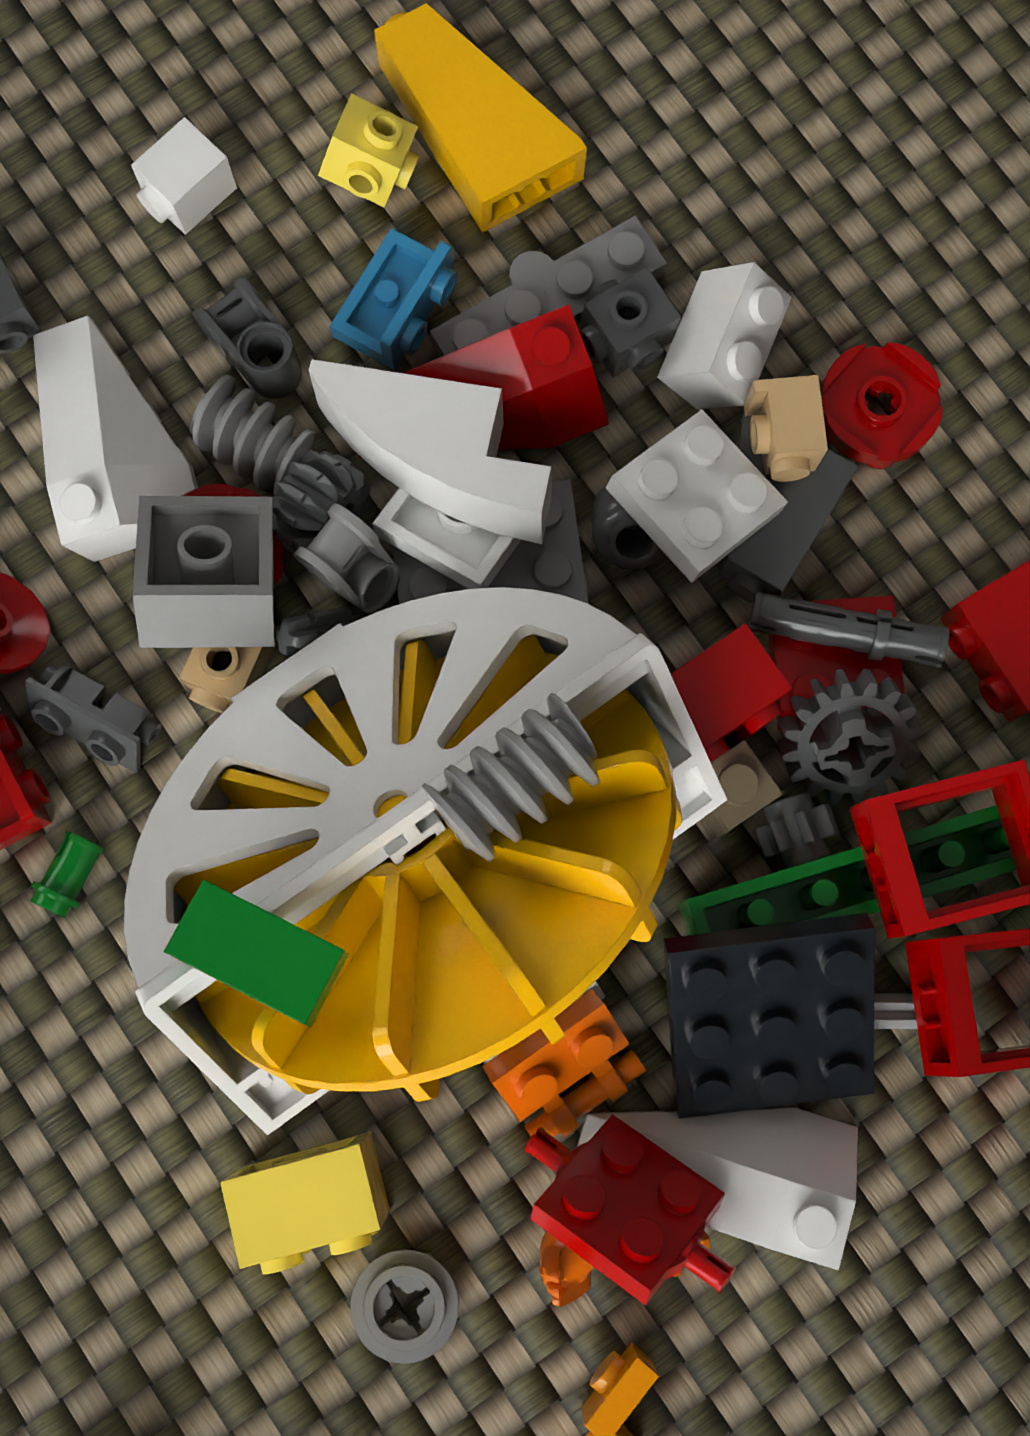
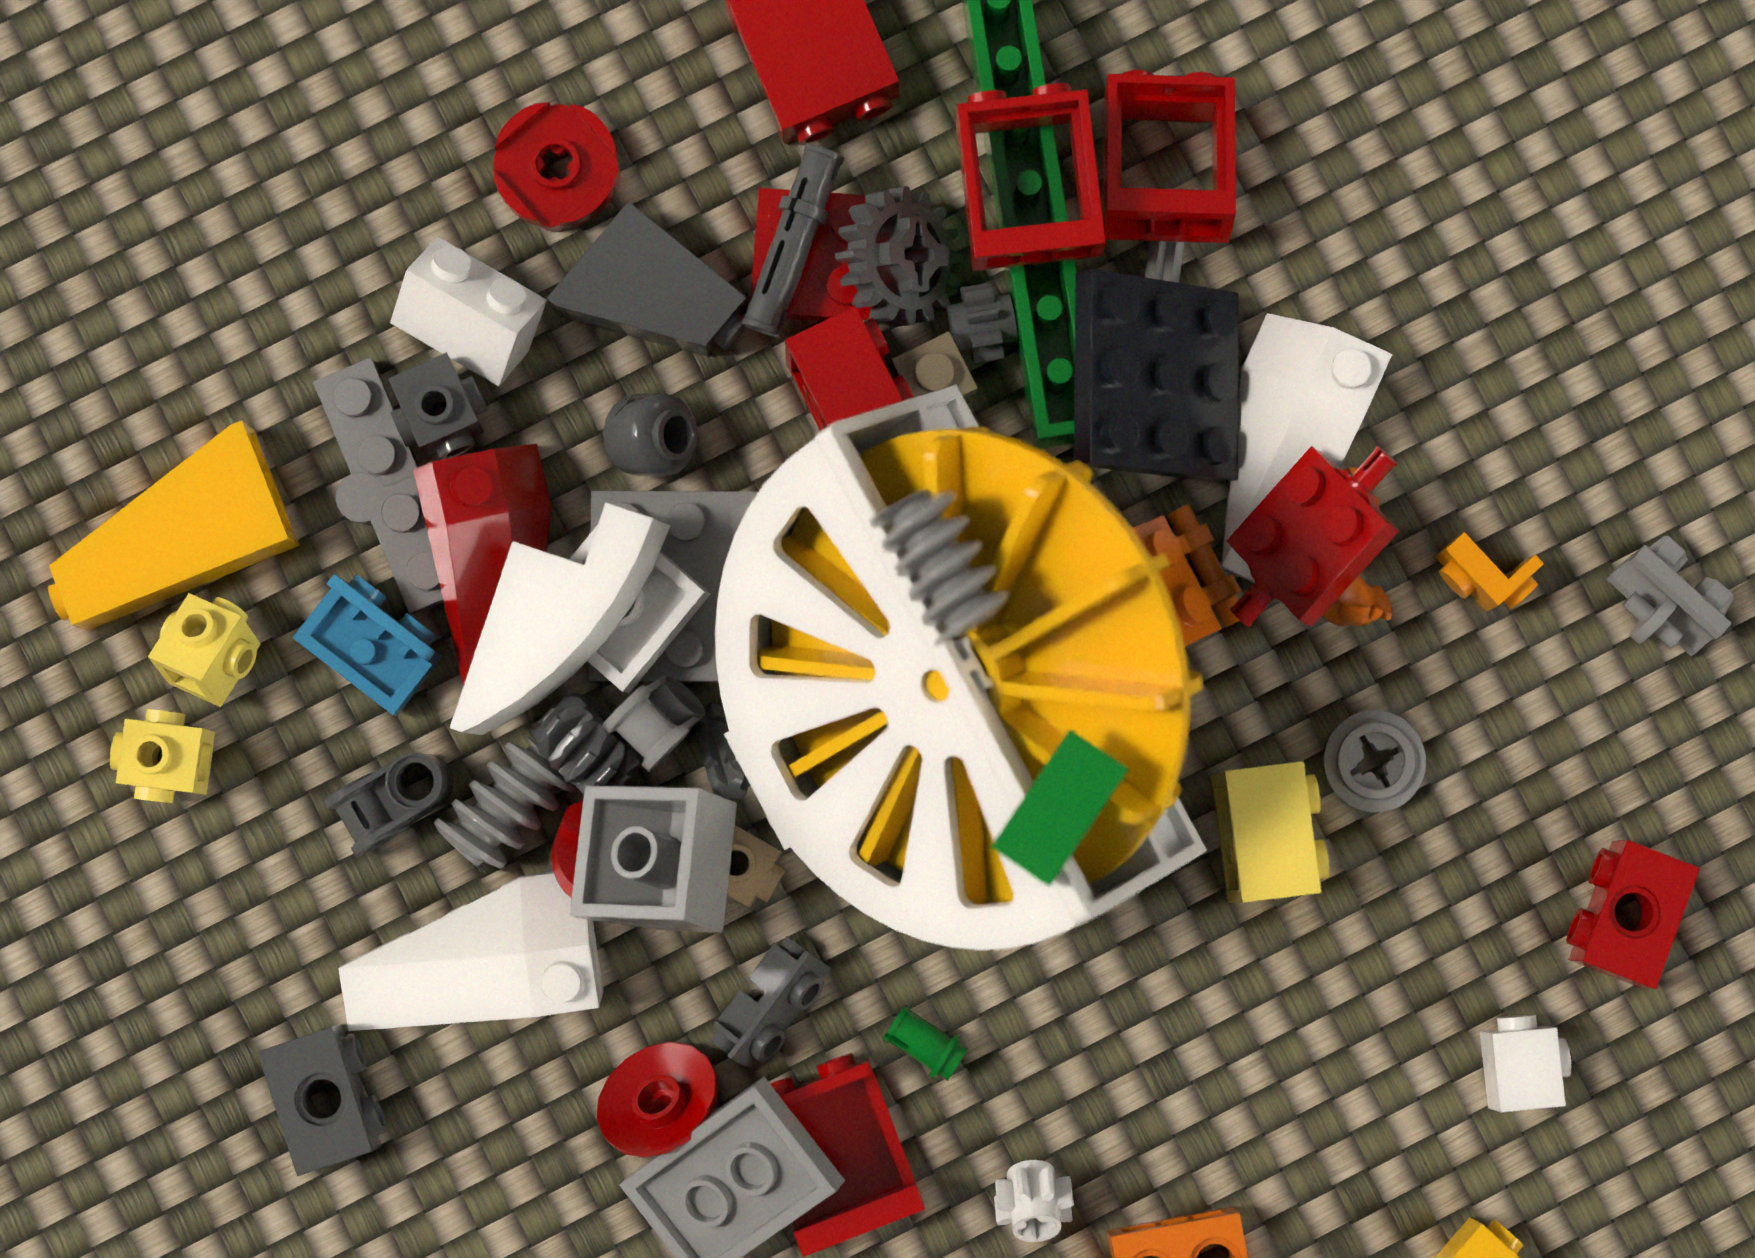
camera: 80 degrees left, 5 degrees up
(183, 177) = (204, 849): white brick -> none
(264, 131) = (184, 756): none -> light yellow brick
(696, 495) = (642, 366): white plate -> none
(787, 425) = (586, 265): tan brick -> none

